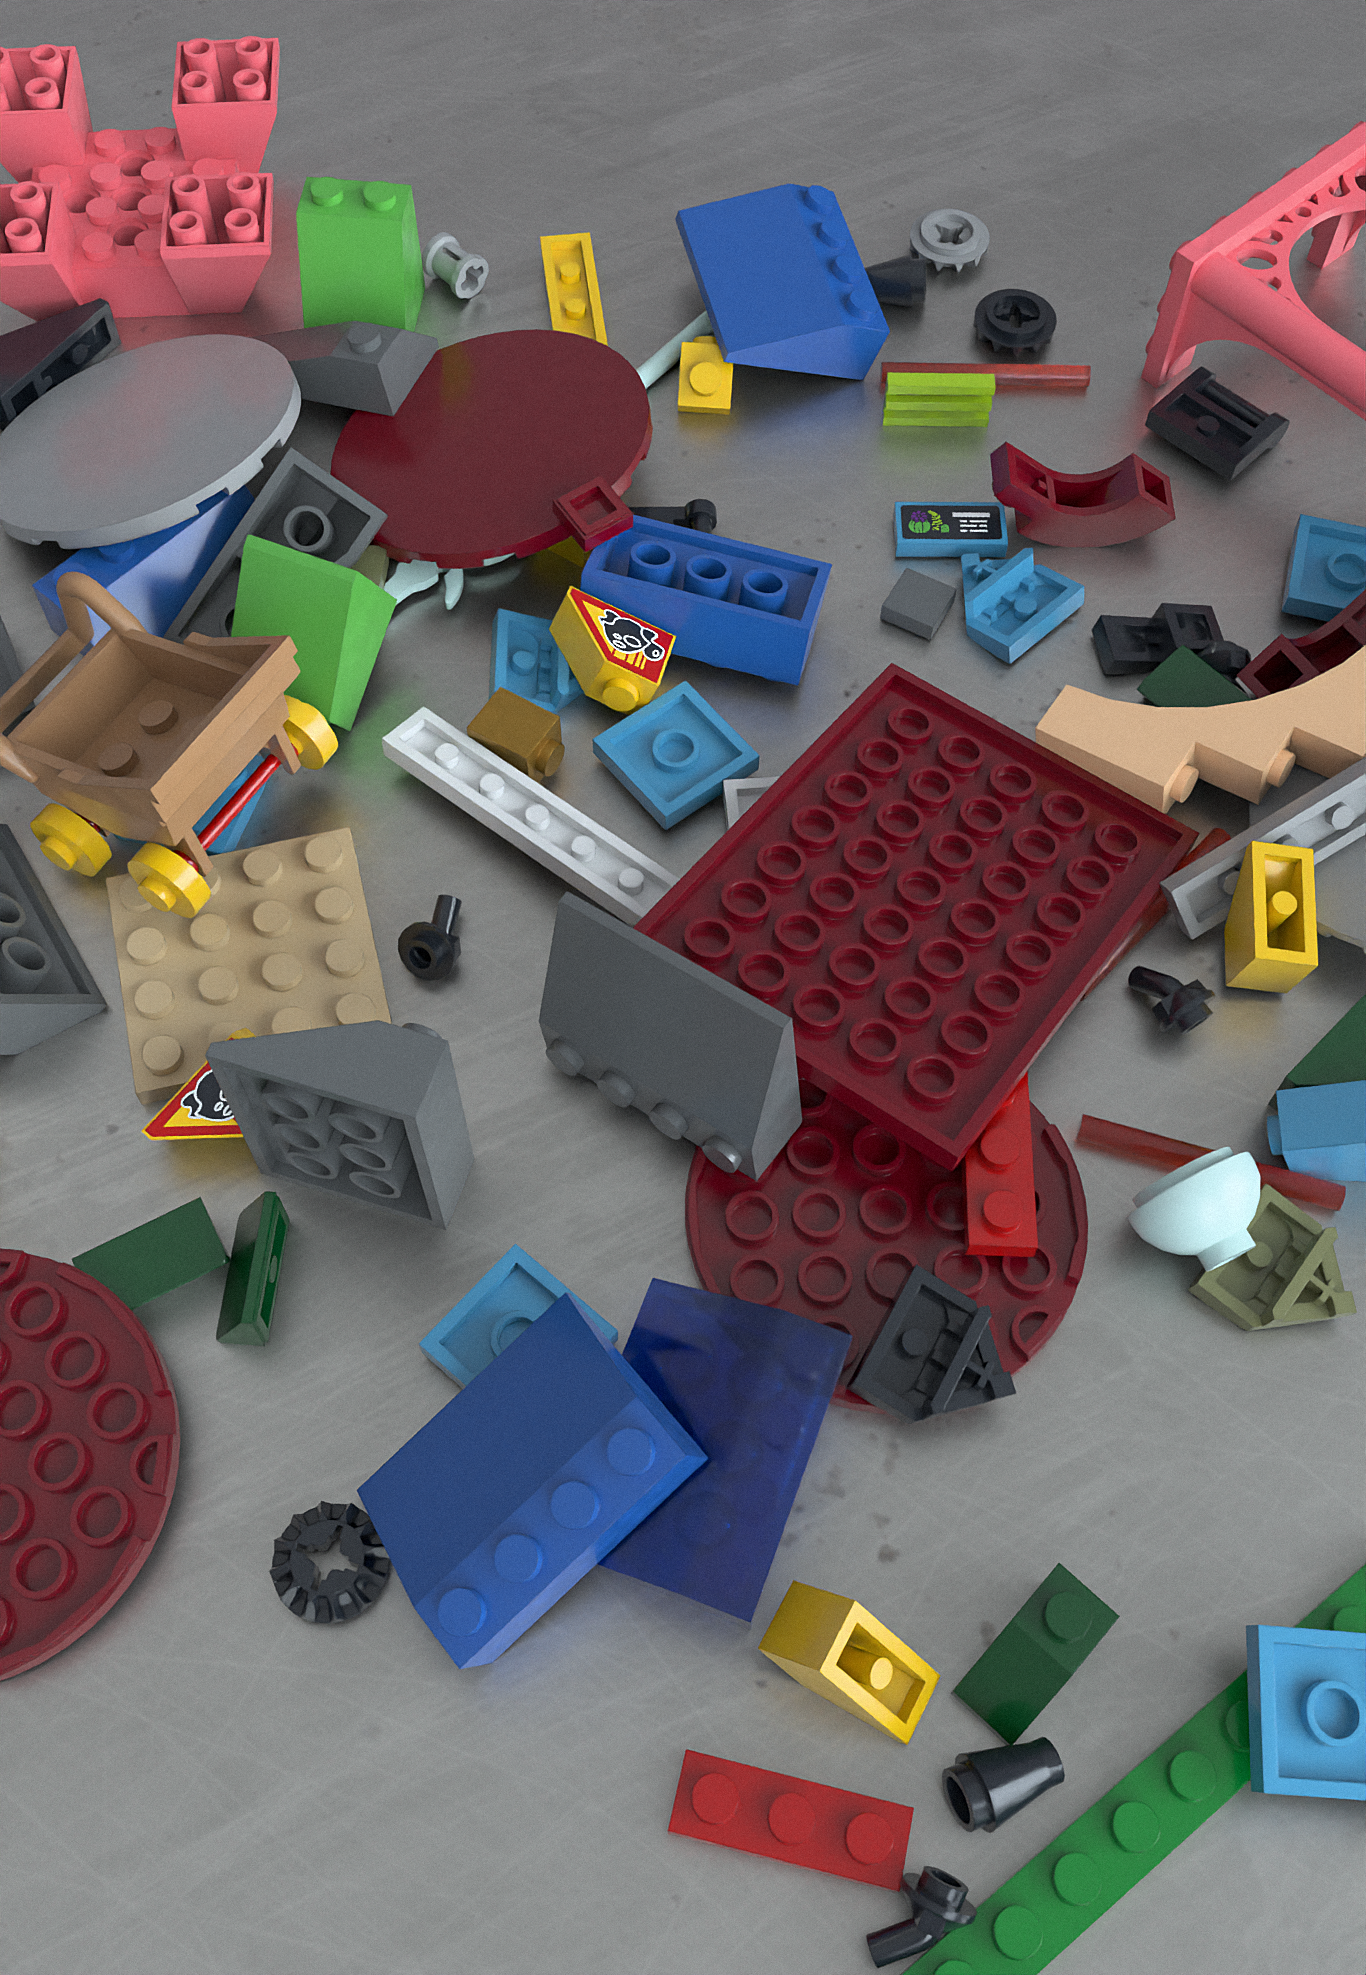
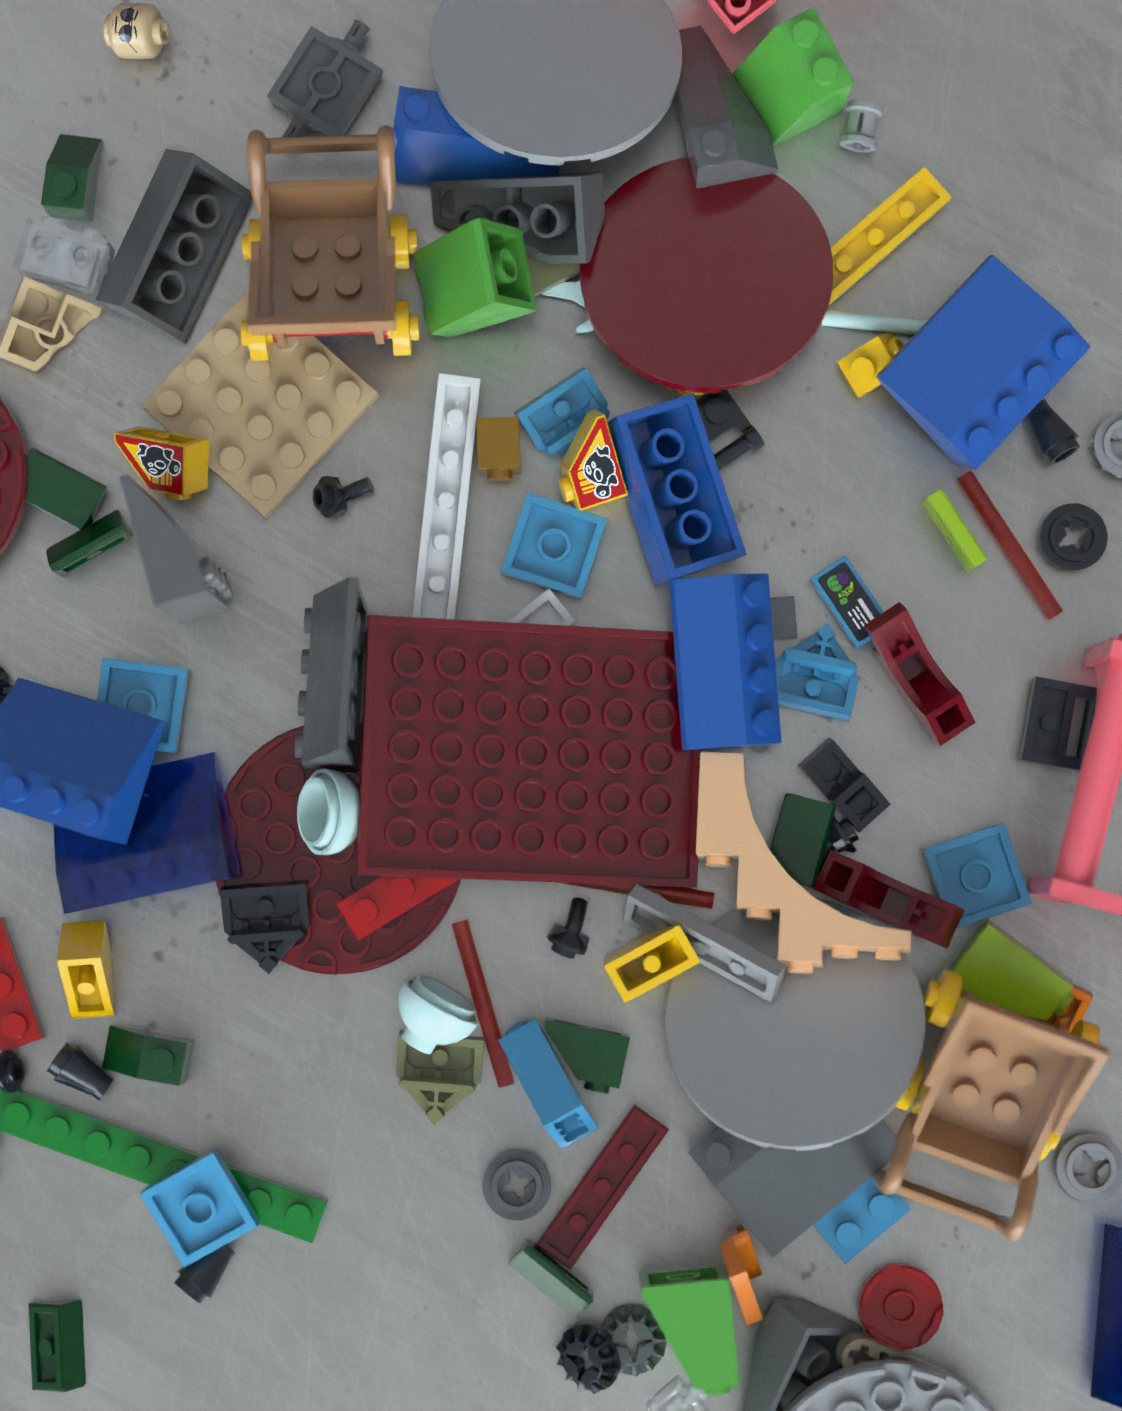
camera: 55 degrees right, 25 degrees up
(592, 513) = (665, 391): dark red tile -> none
(828, 1176) = (328, 812): none -> light aqua piece
(944, 646) = (725, 661): none -> blue slope

